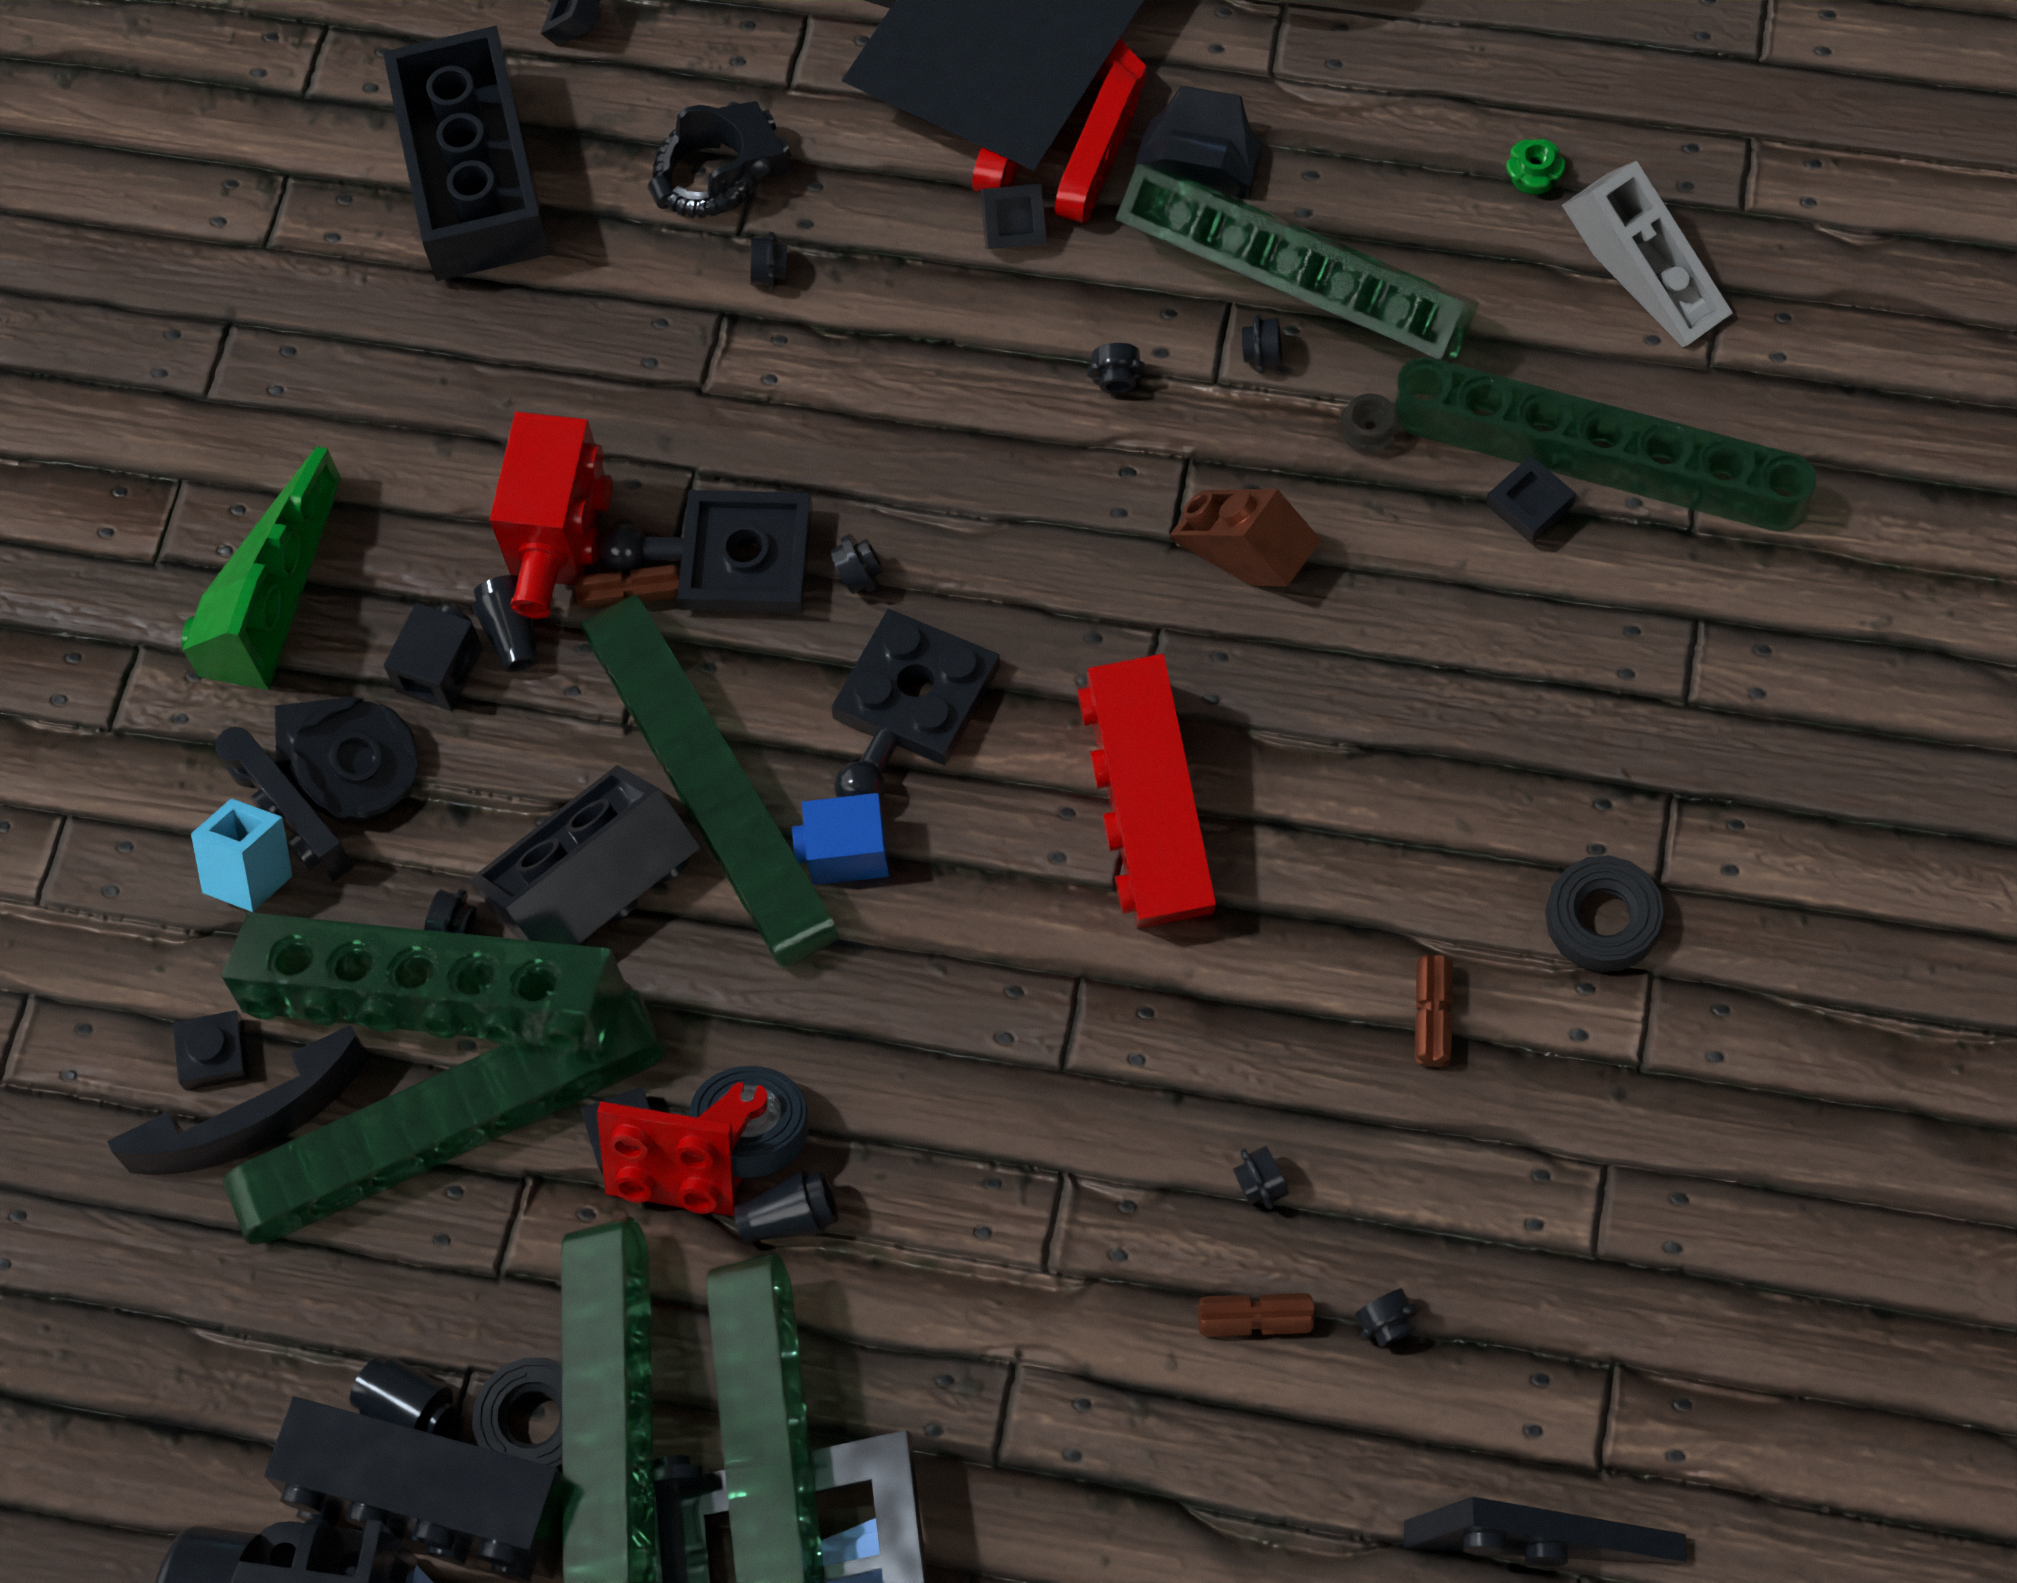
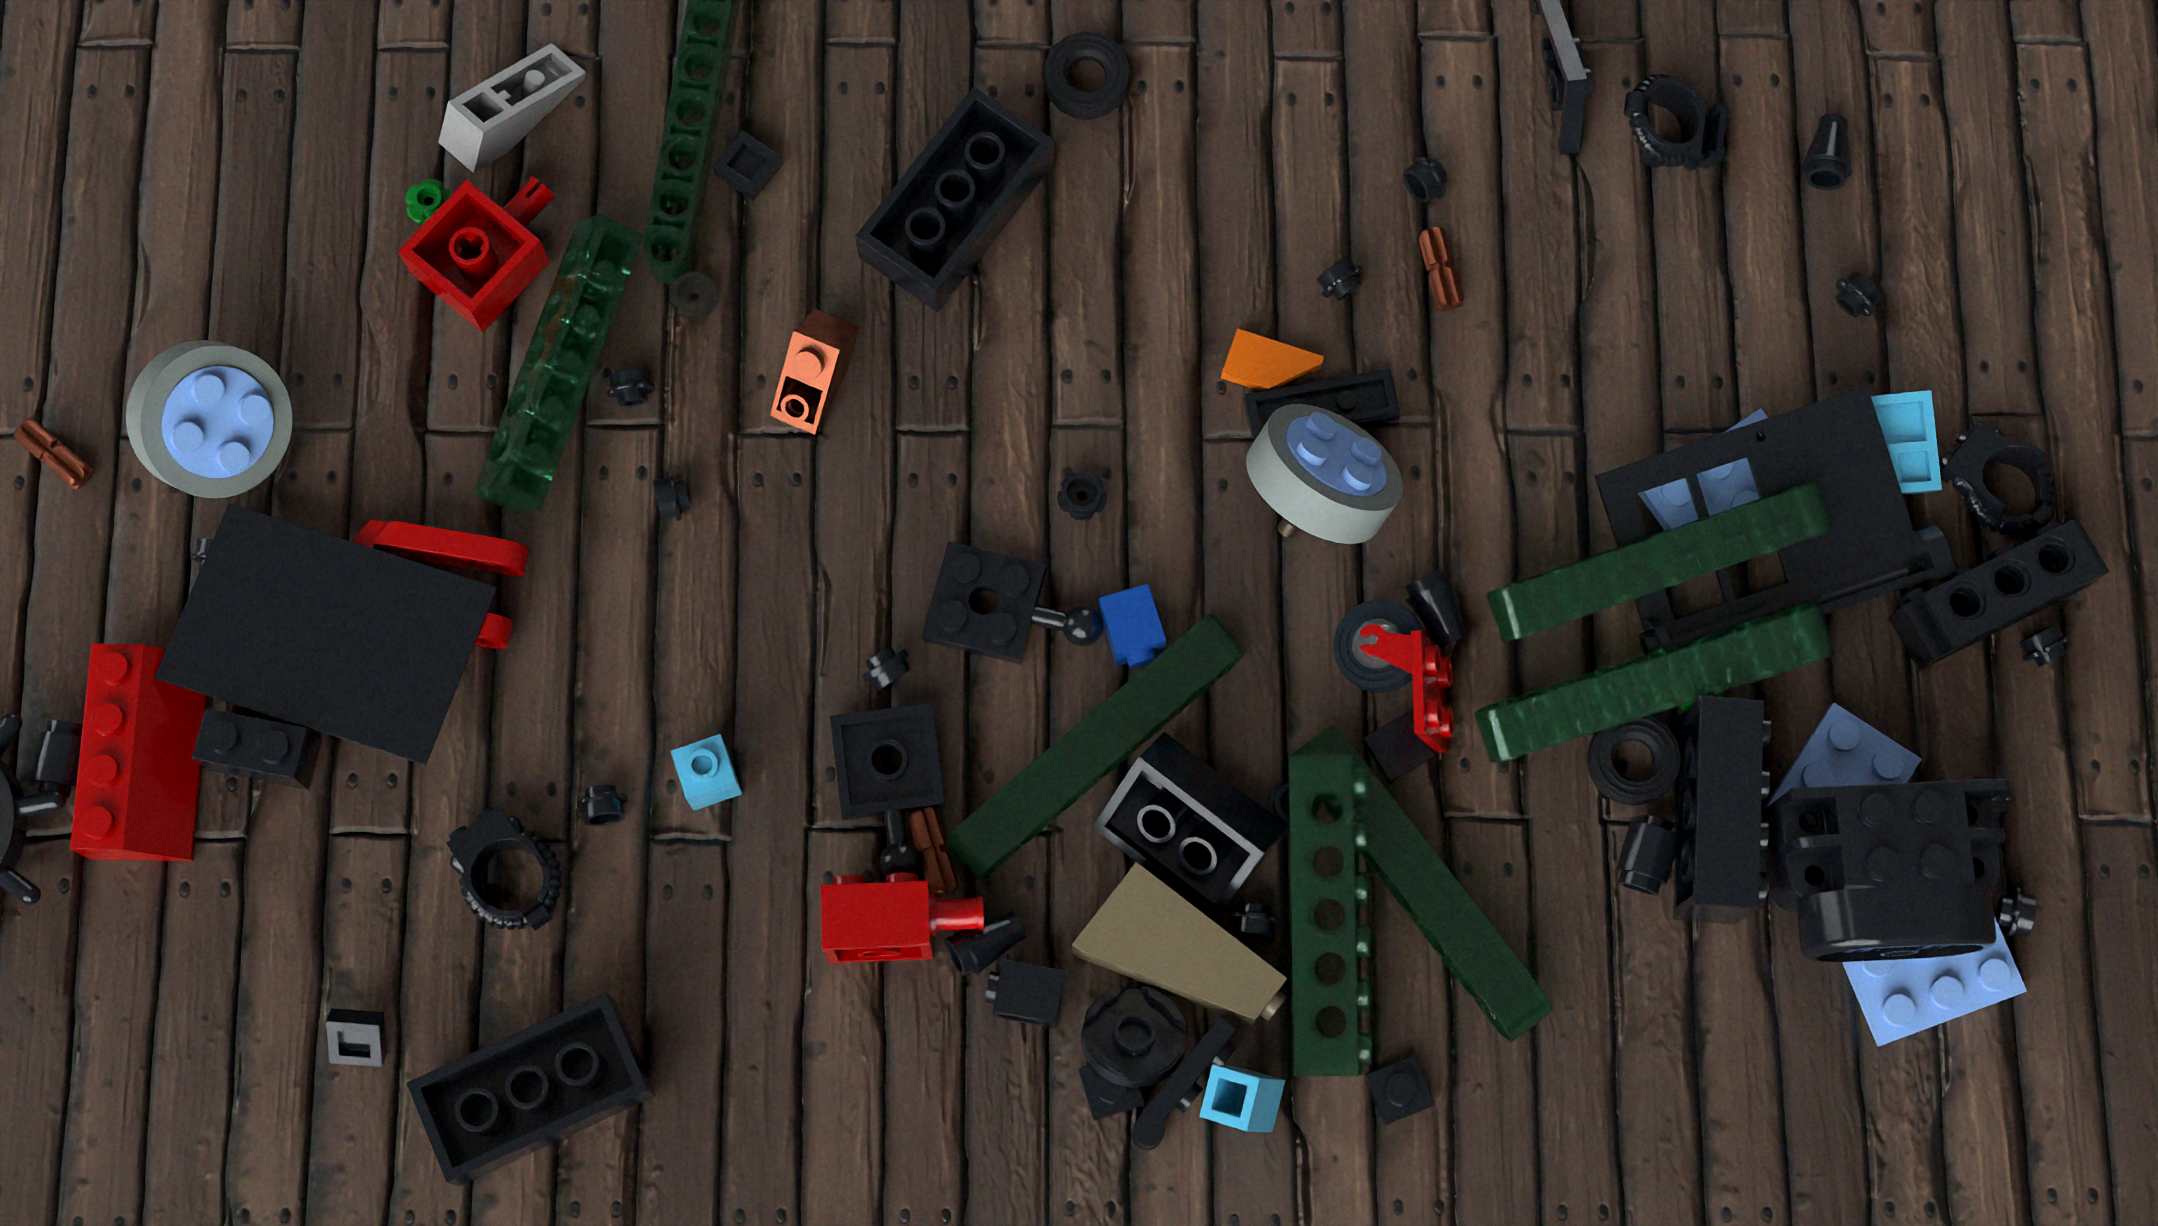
camera: 110 degrees left, 10 degrees up
(256, 594) = (1013, 1164): green wedge -> none
(324, 1071) = (1493, 1095): black slope -> none
(439, 823) = (1173, 946): none -> dark tan slope
(774, 360) = (706, 772): none -> medium azure brick
(975, 1077) = (1323, 475): none -> light grey wheel
(1013, 216) = (534, 605): black plate -> none
(1022, 800) = (1078, 483): none -> black plate
(1090, 1127) = (1360, 398): none -> black tile
(1148, 792) = (1052, 401): red wedge -> none
(1164, 1065) = (1266, 362): none -> orange tile
(1205, 140) = (440, 468): black slope -> none
(1433, 1019) = (1197, 181): copper piece -> none
(1440, 716) = (955, 199): none -> black brick
(1454, 195) = (498, 238): none -> red brick

